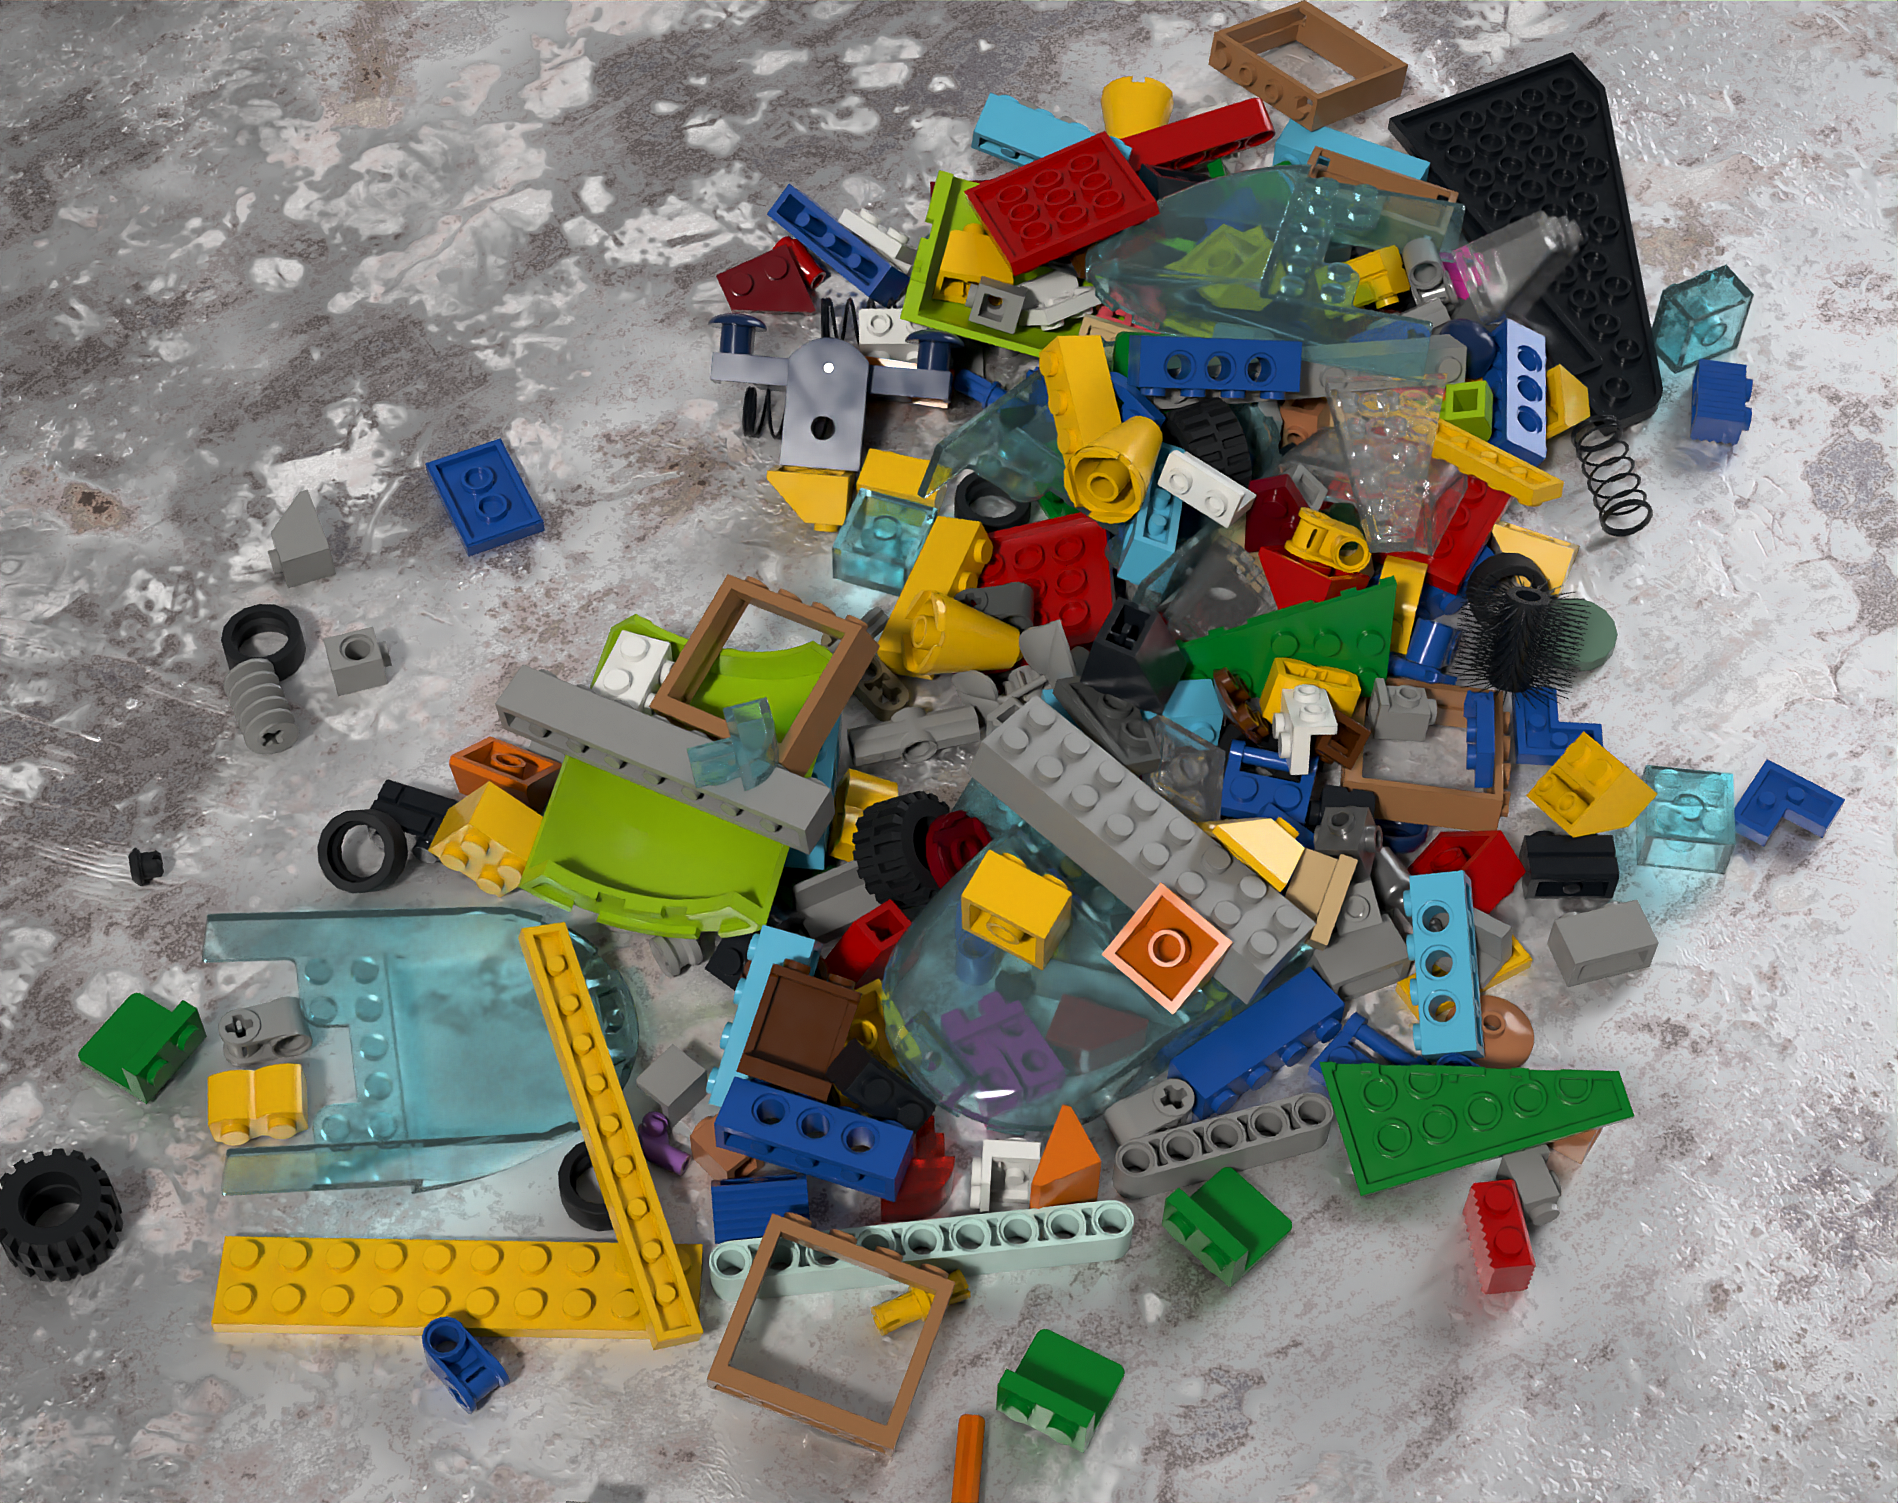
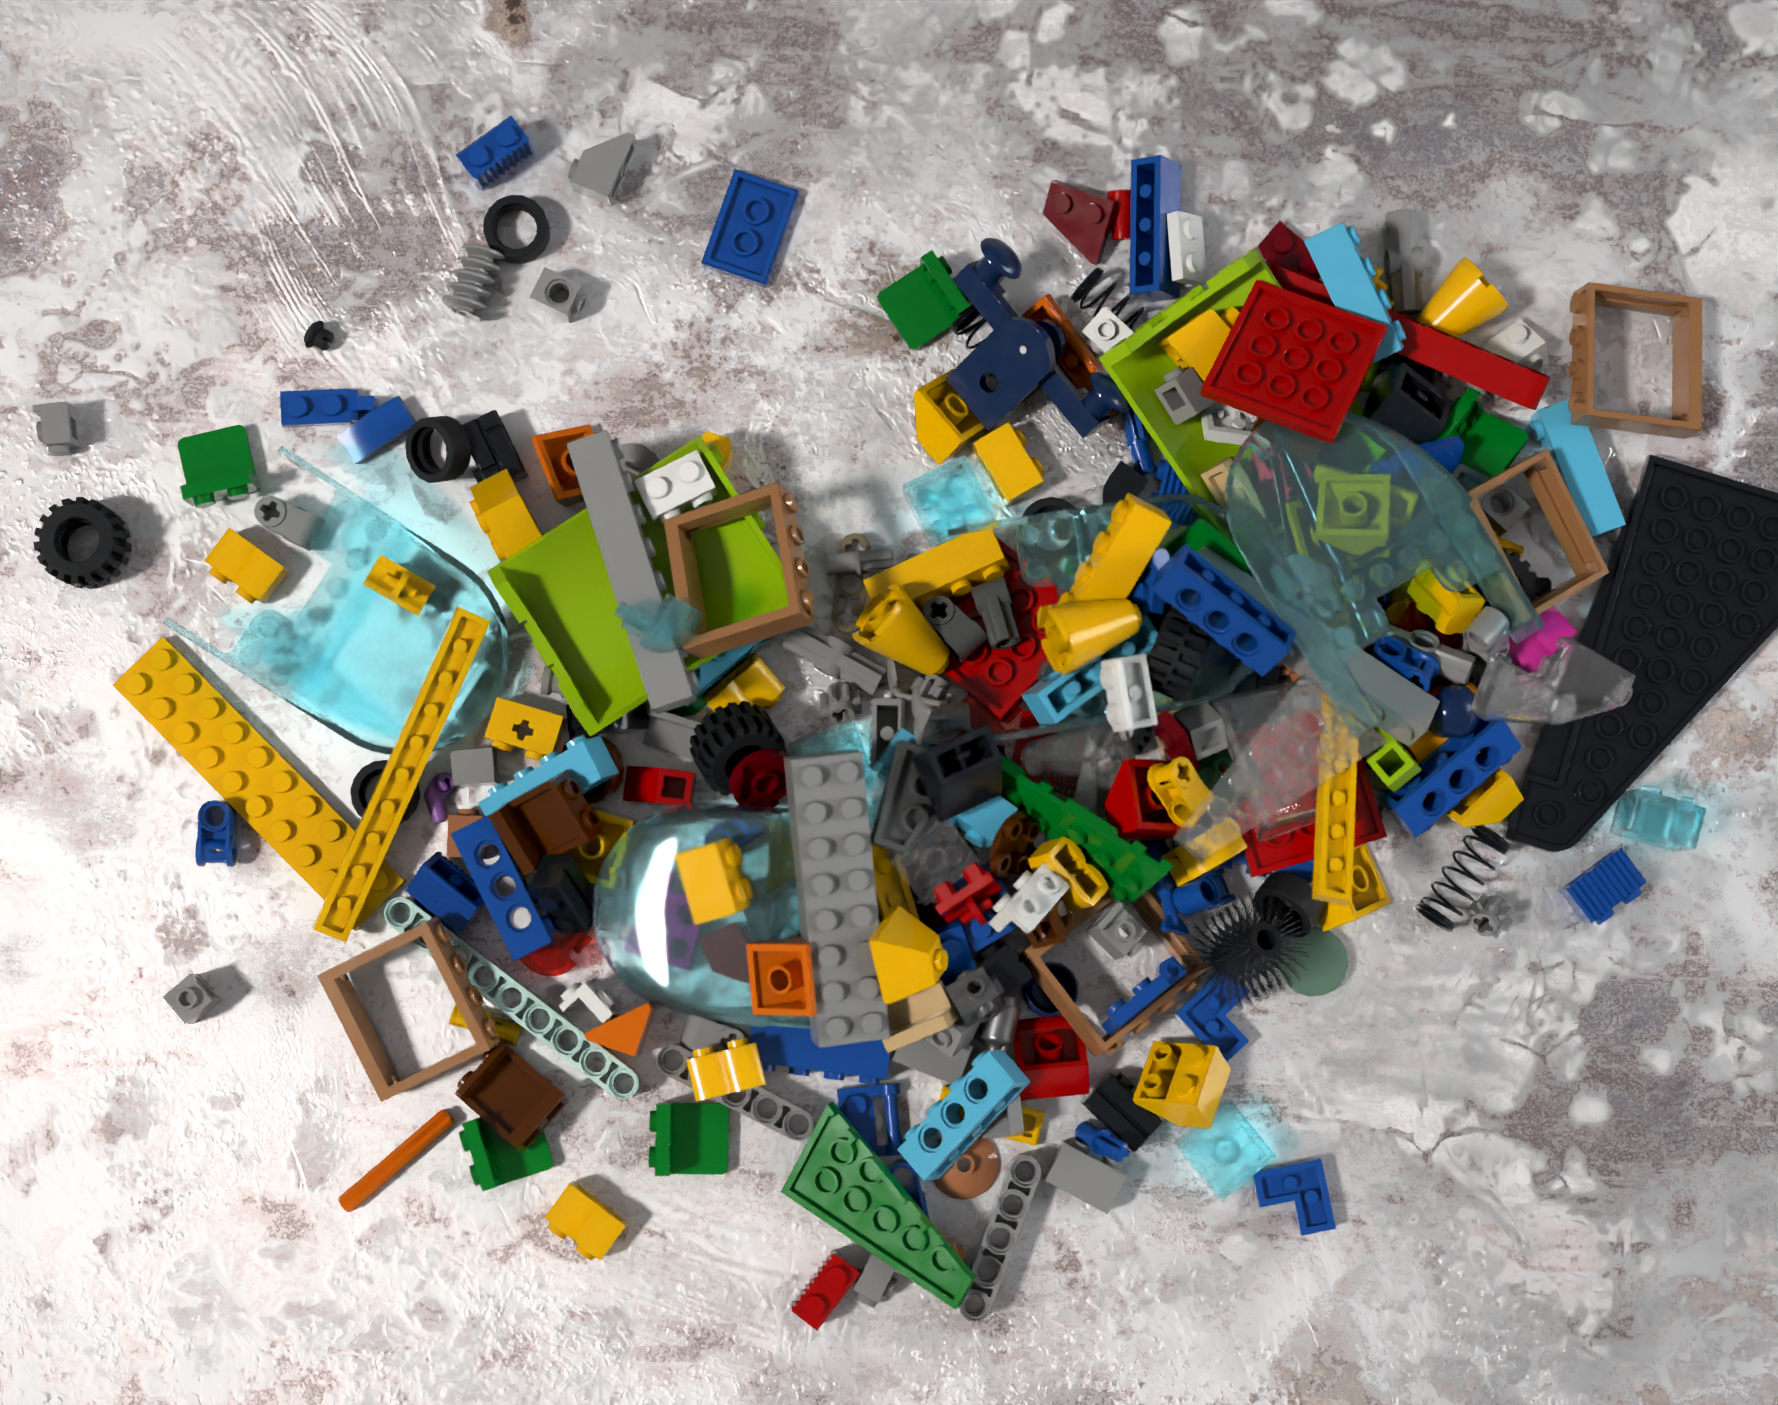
camera: 40 degrees right, 30 degrees up
(183, 934) = (323, 407): none -> blue hinge
(184, 600) = (495, 153): none -> blue brick
(285, 882) = (376, 429): none -> blue slope
(437, 984) = (399, 585): none -> yellow hips
(686, 1011) = (510, 715): none -> yellow brick
(700, 426) = (923, 301): none -> green bracket
(955, 758) = (840, 703): none -> light grey gear
(1011, 563) = (995, 606): none -> dark grey piece
(1019, 1331) = (511, 1096): none -> reddish brown panel
(1197, 1110) = (725, 1070): none -> yellow brick
(1212, 1386) = (585, 1221): none -> yellow brick
(1256, 770) = (969, 901): none -> red hips
(1585, 890) = (1101, 1141): none -> blue axle
(1590, 1035) = (1001, 1219): none -> light grey beam
(1675, 488) = (1490, 915): none -> light grey gear

